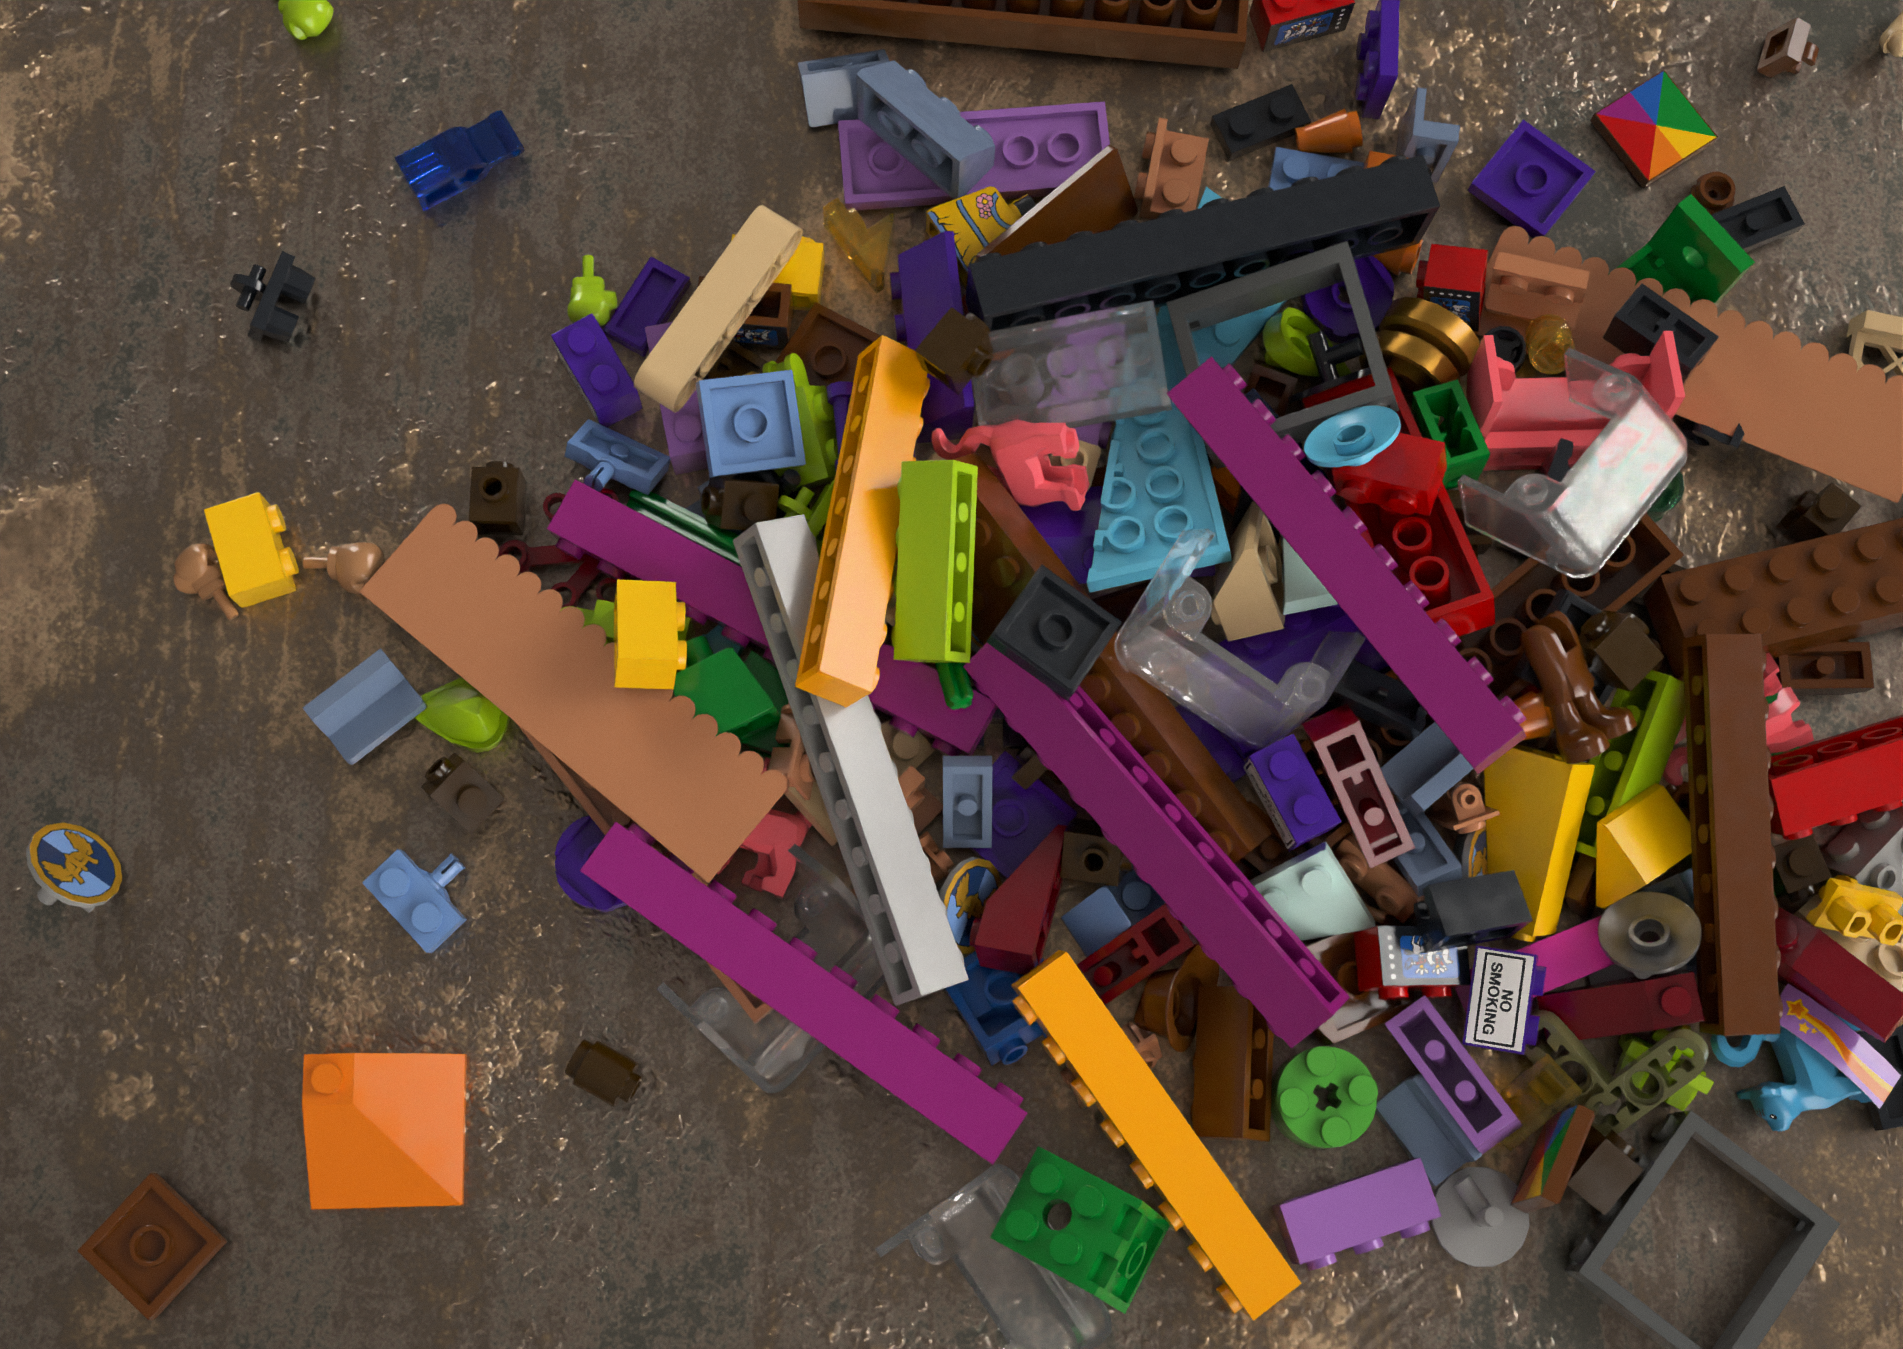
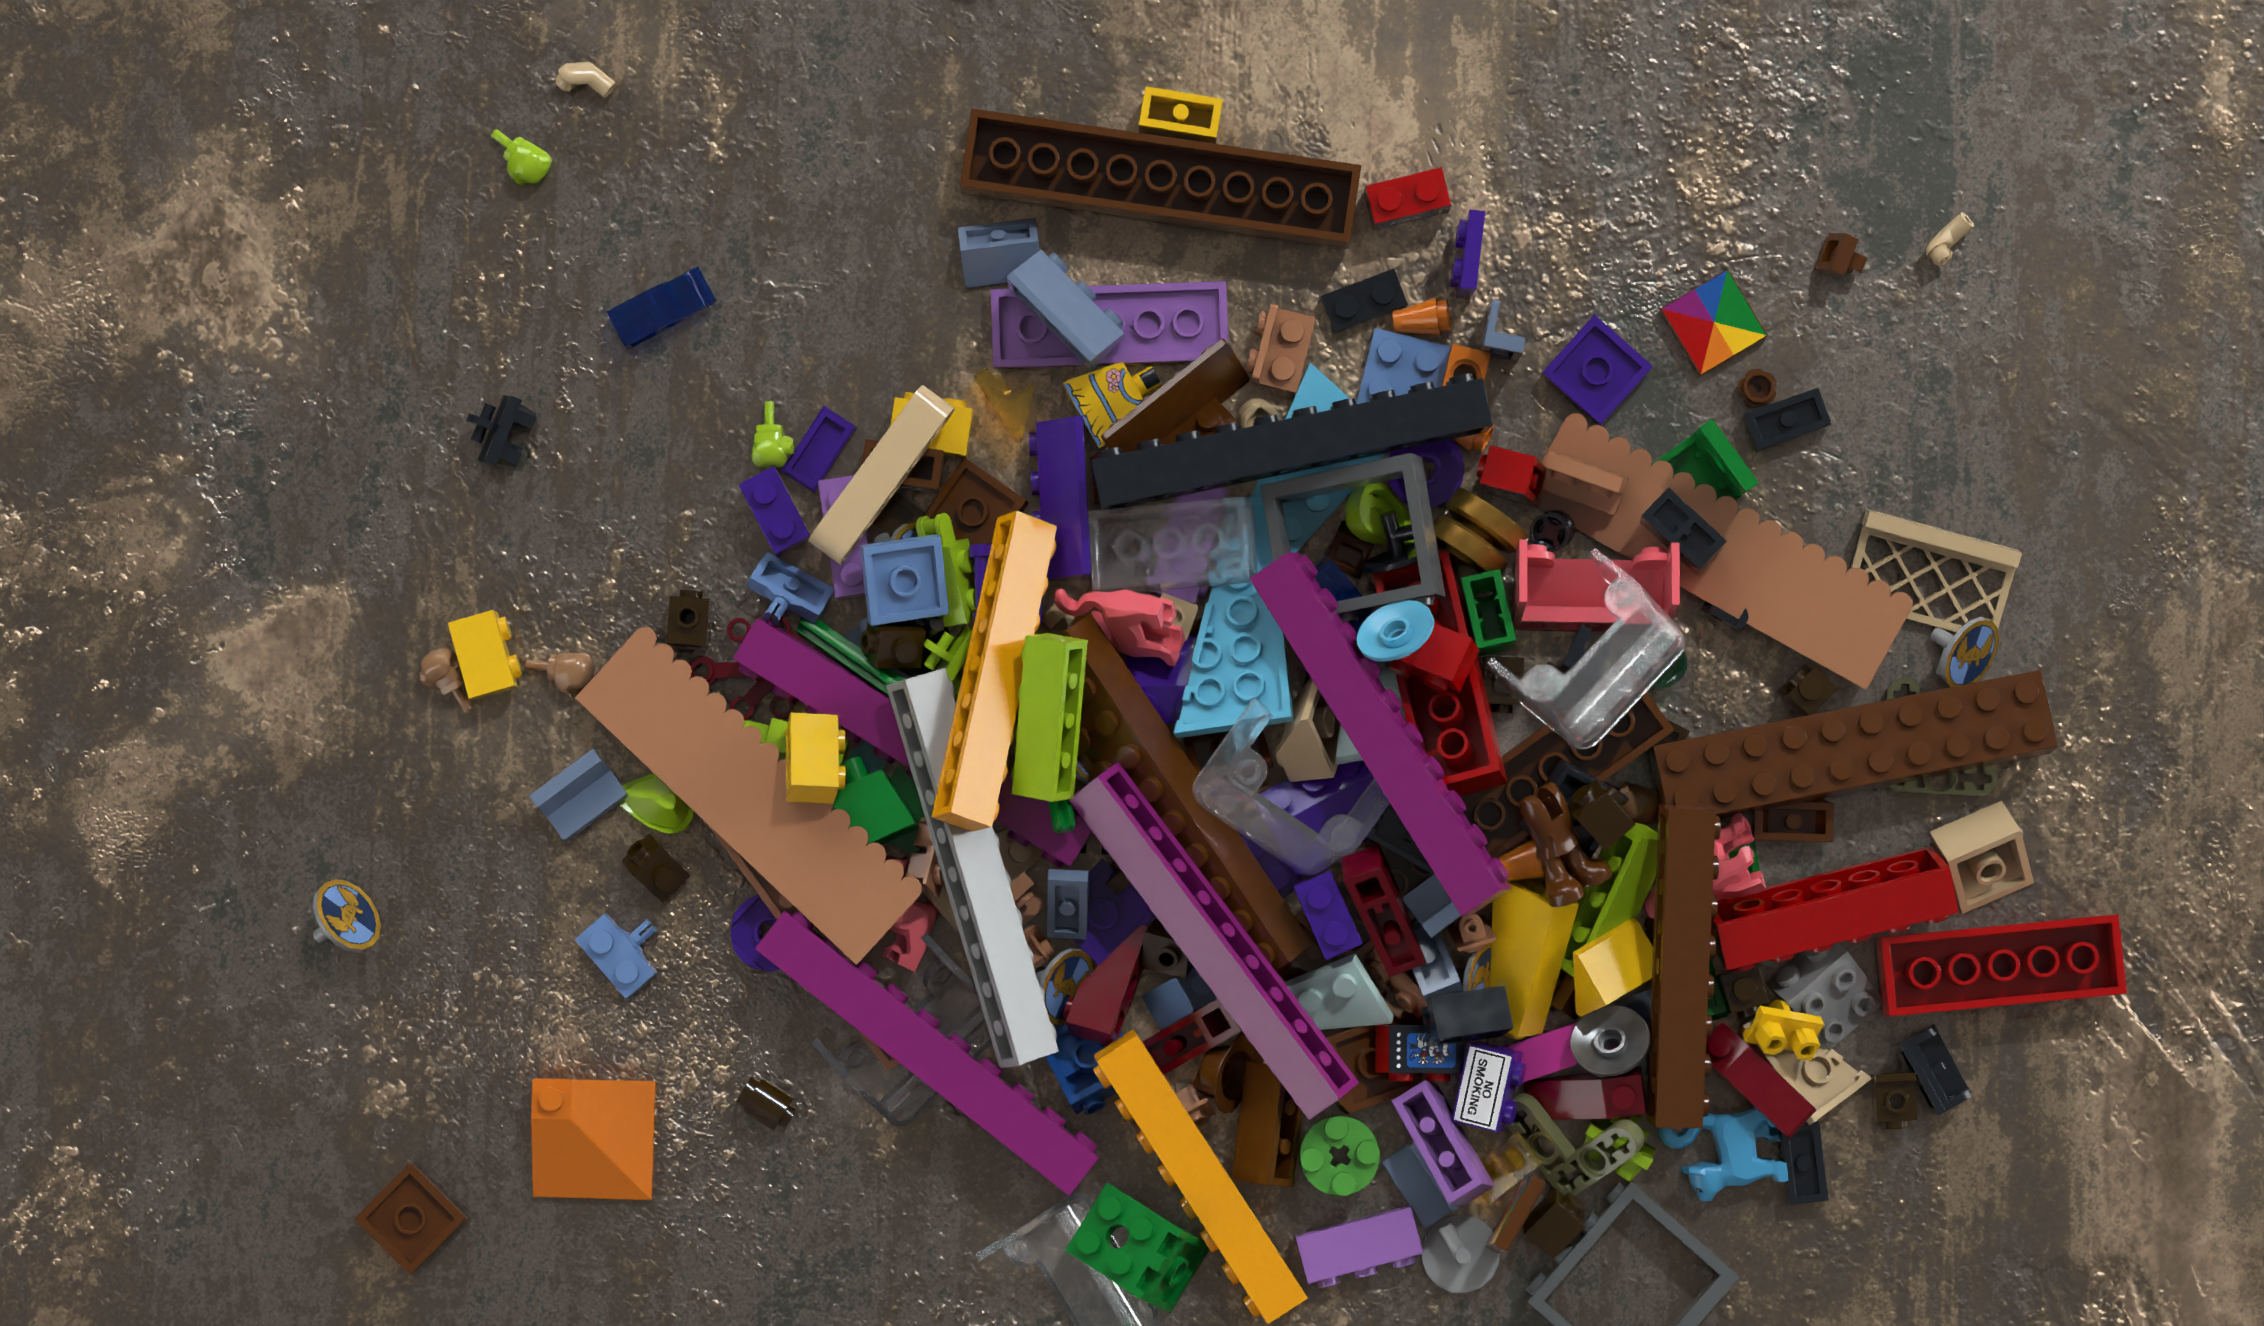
camera: 10 degrees right, 10 degrees up
(956, 350) = (1078, 529): dark brown brick -> none
(1054, 632) = (1141, 780): black plate -> none
(1546, 334) = (1589, 529): clear yellow wheel -> none
(1838, 1044) = (1756, 1136): medium lavender sticker -> none

